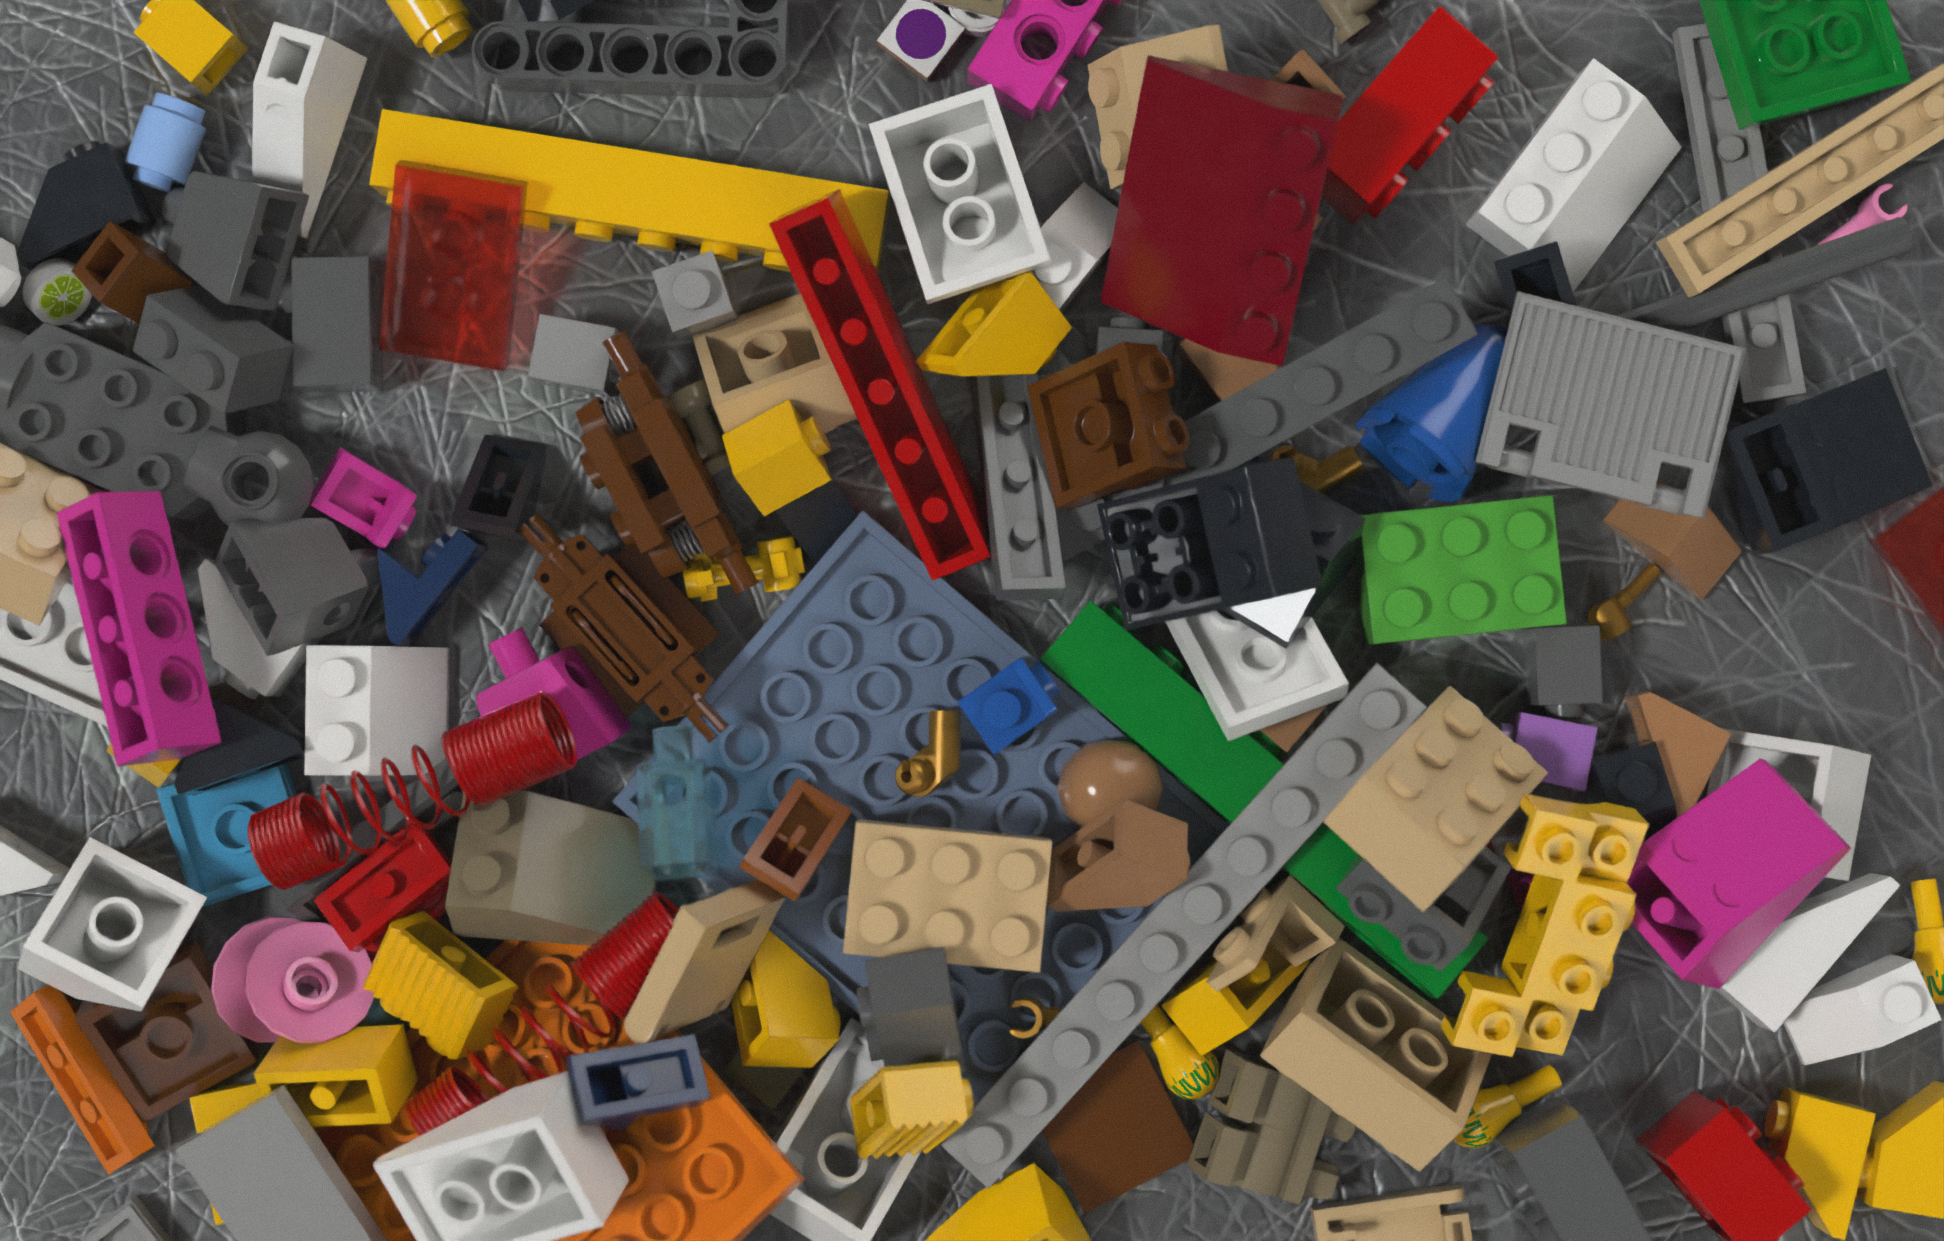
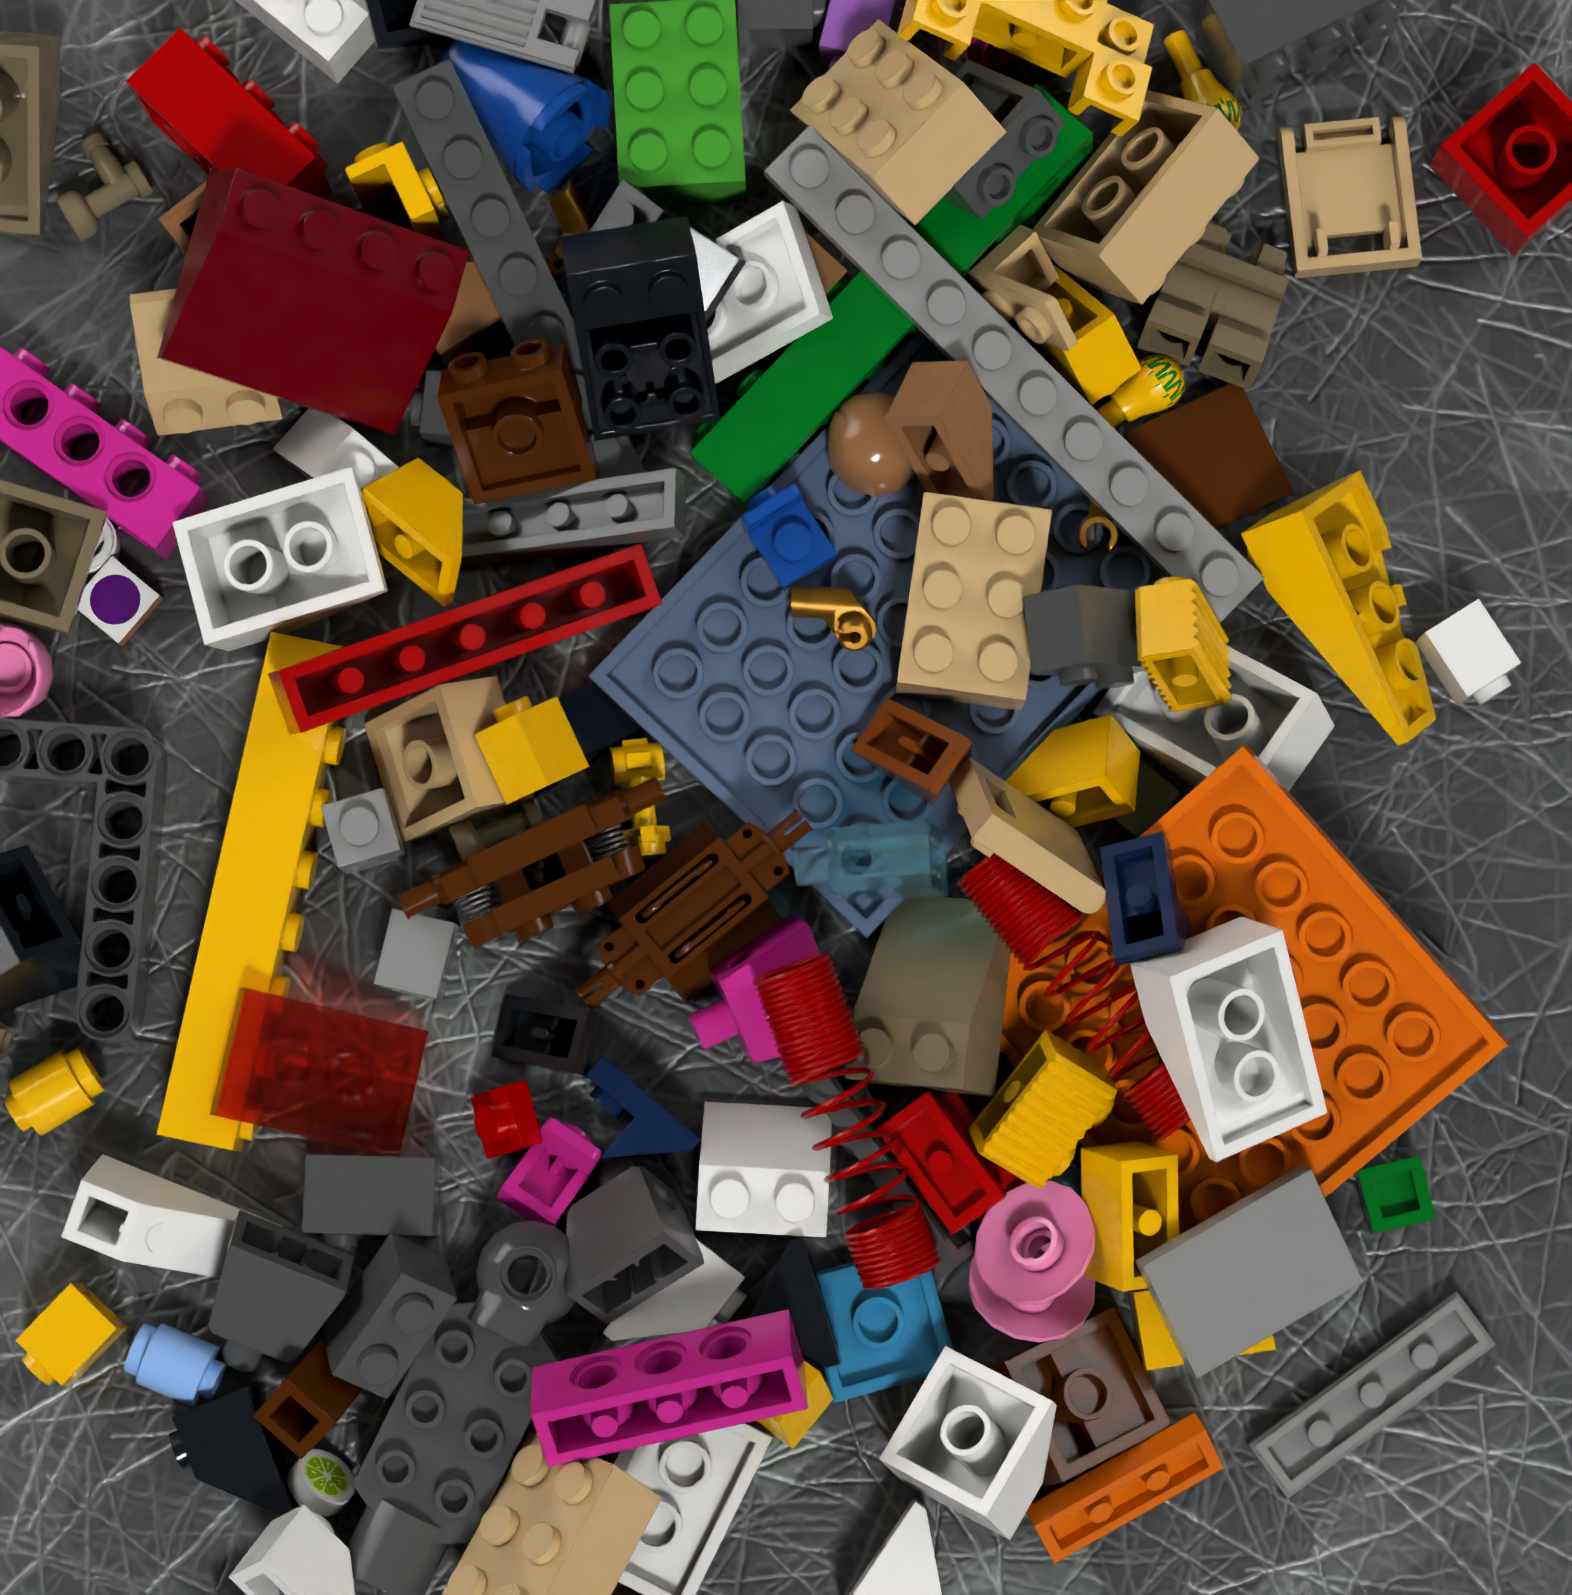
camera: 85 degrees left, 5 degrees down
(416, 452) = (506, 1120): none -> red plate
(1365, 275) = (388, 174): none -> yellow bracket

